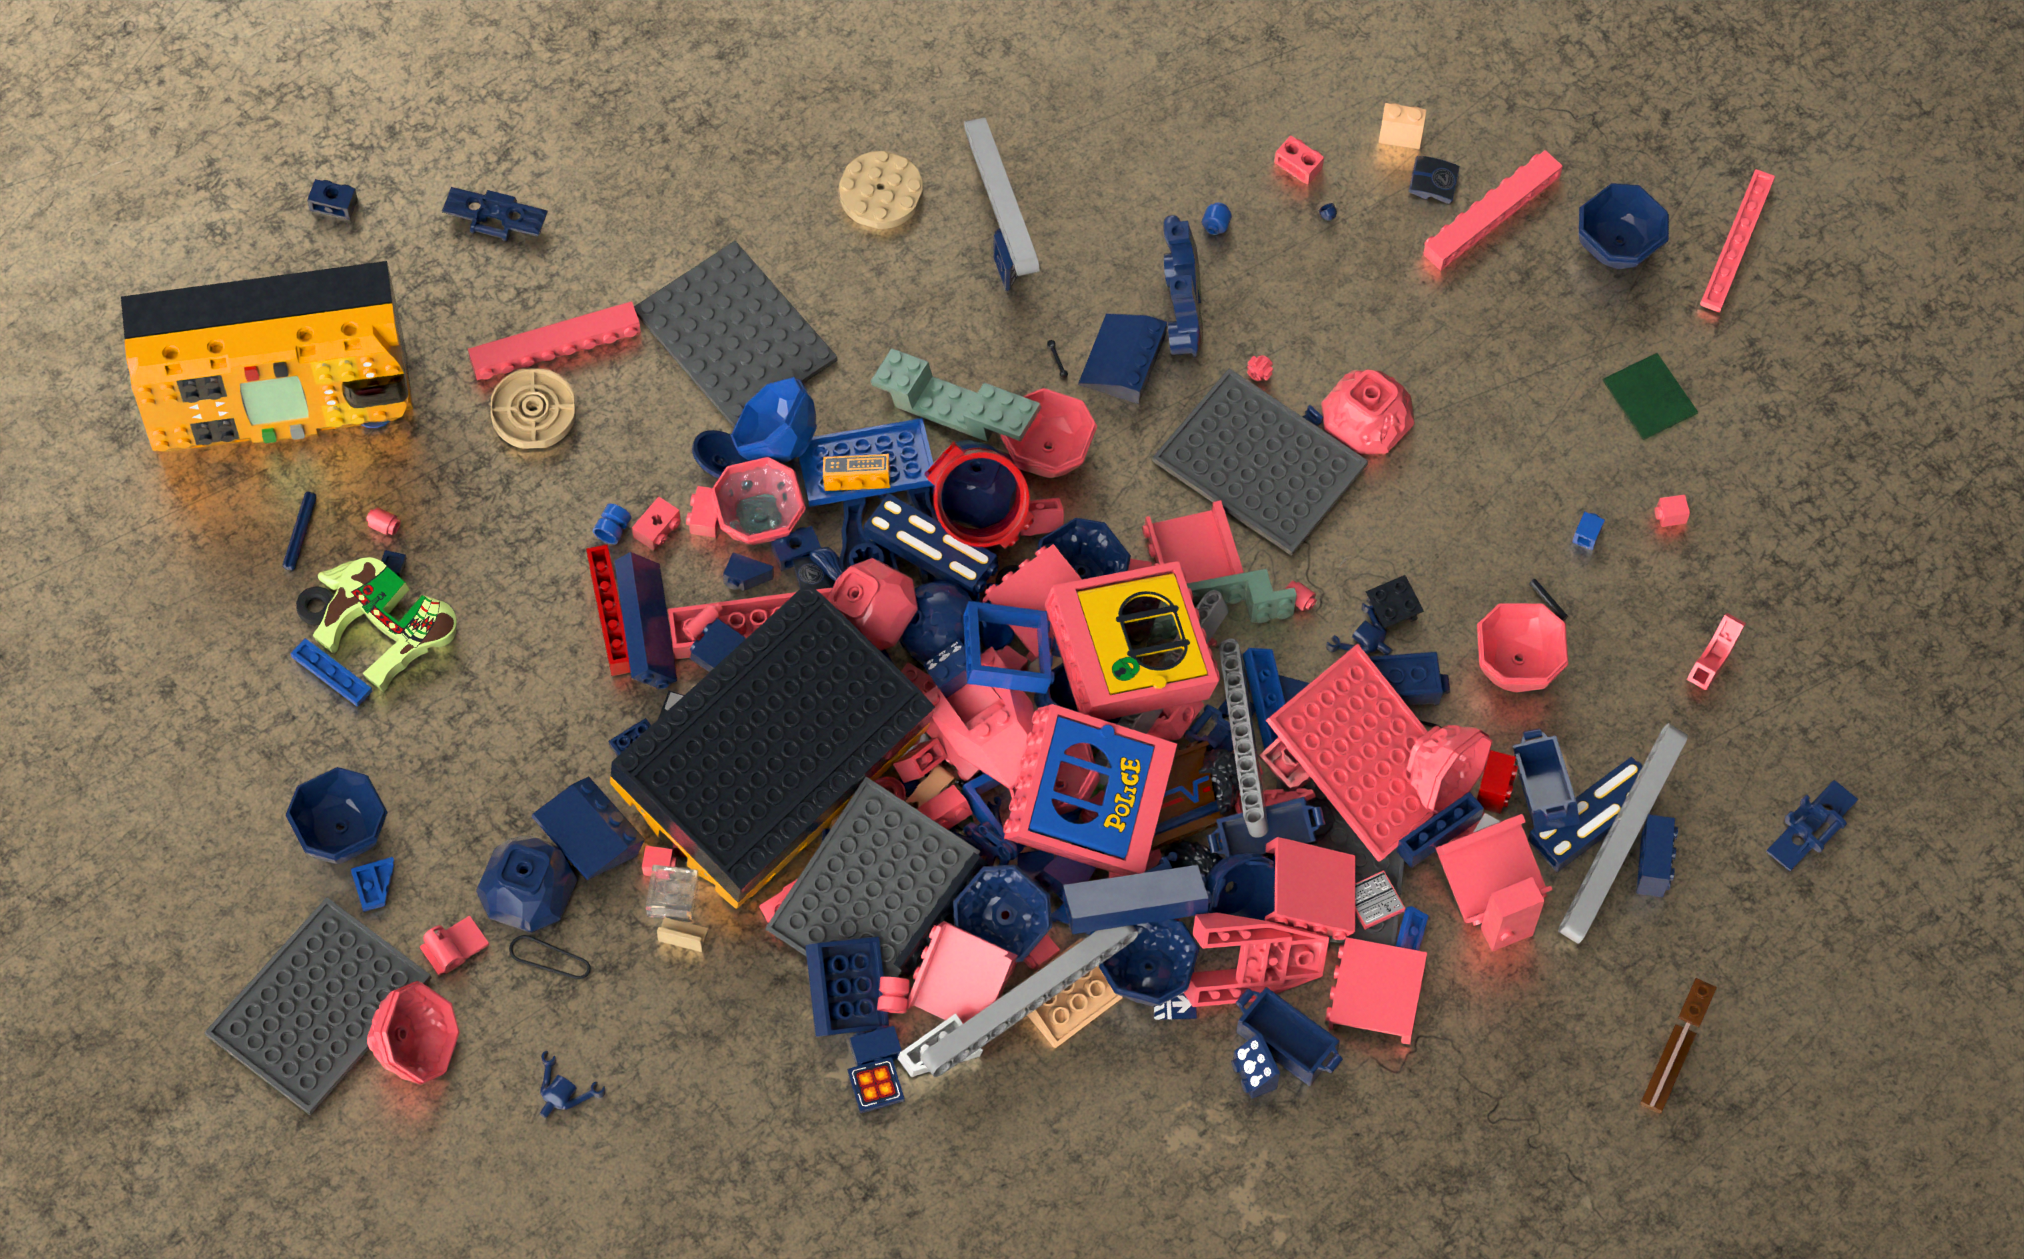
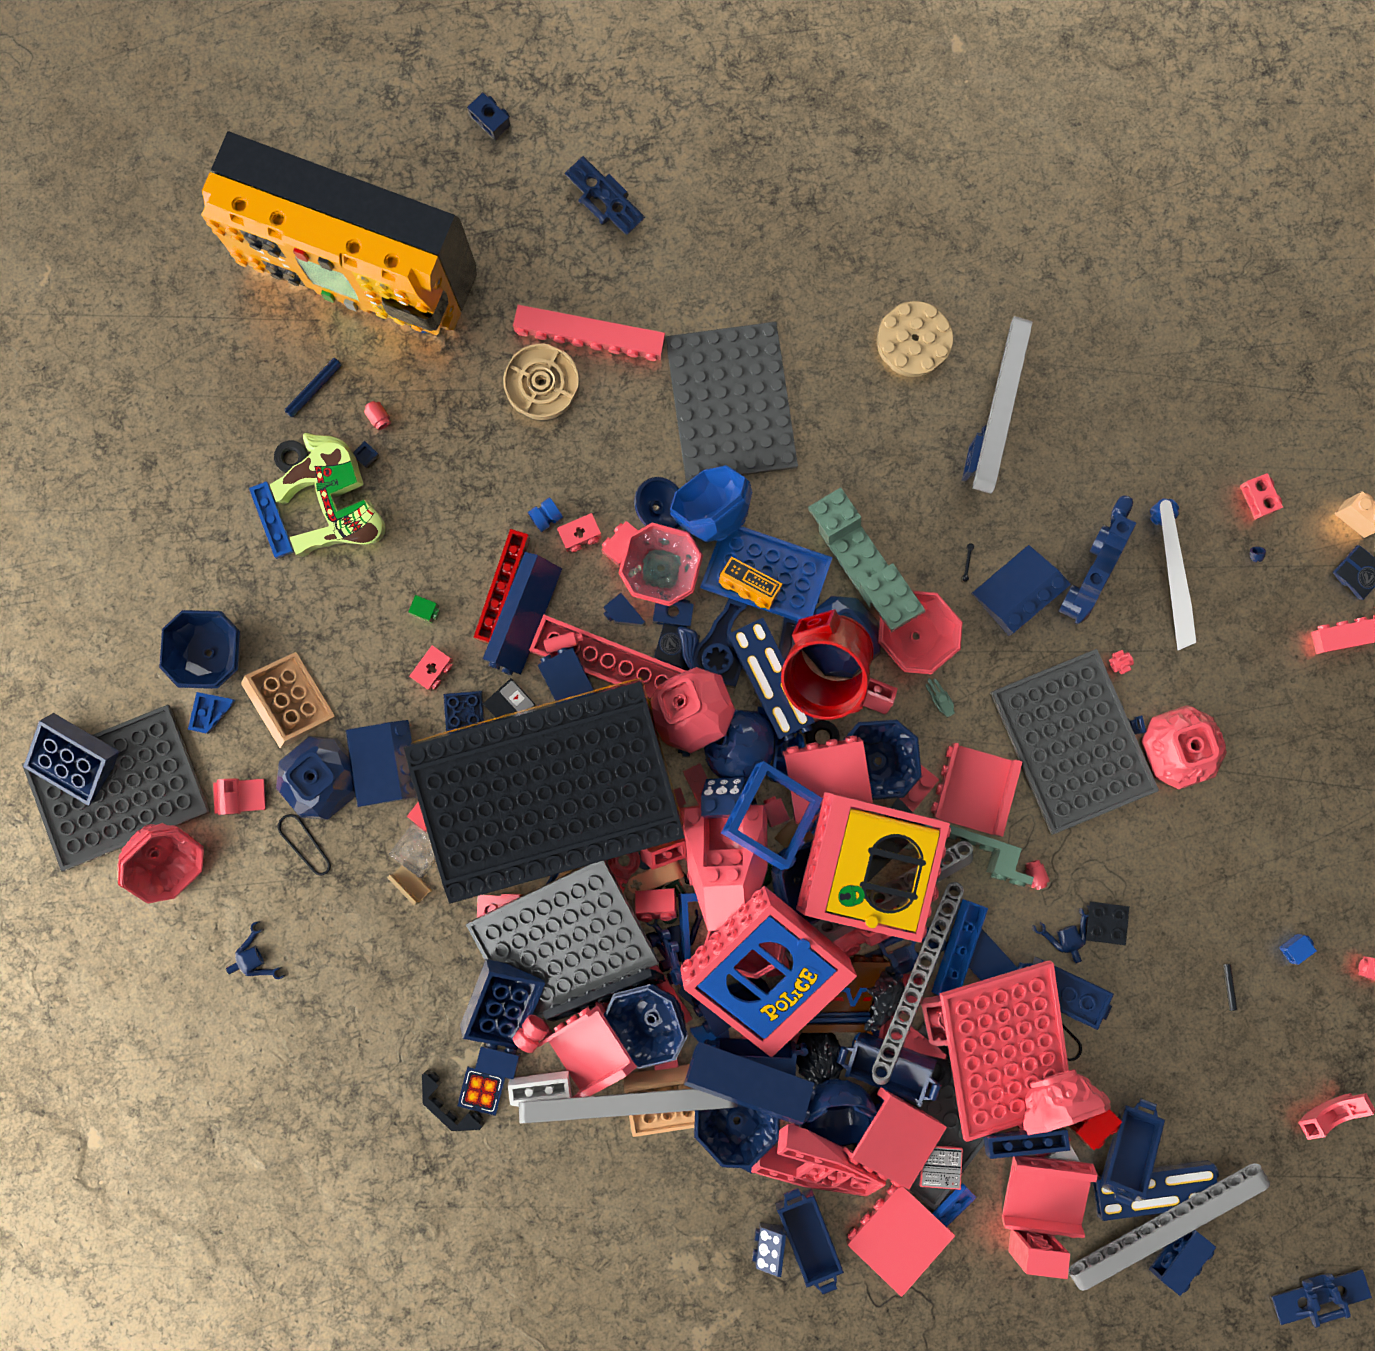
camera: 30 degrees right, 20 degrees up
(256, 996) = (70, 758): none -> dark blue slope
(449, 829) = (287, 699): none -> light nougat slope
(541, 672) = (424, 609): none -> green brick
(581, 711) = (422, 672): none -> coral brick
(882, 1119) = (470, 1122): none -> black slope
(1110, 491) = (942, 699): none -> sand green piece
(1274, 278) = (1177, 579): none -> white sticker
(1526, 633) = (1199, 1032): coral rock -> none

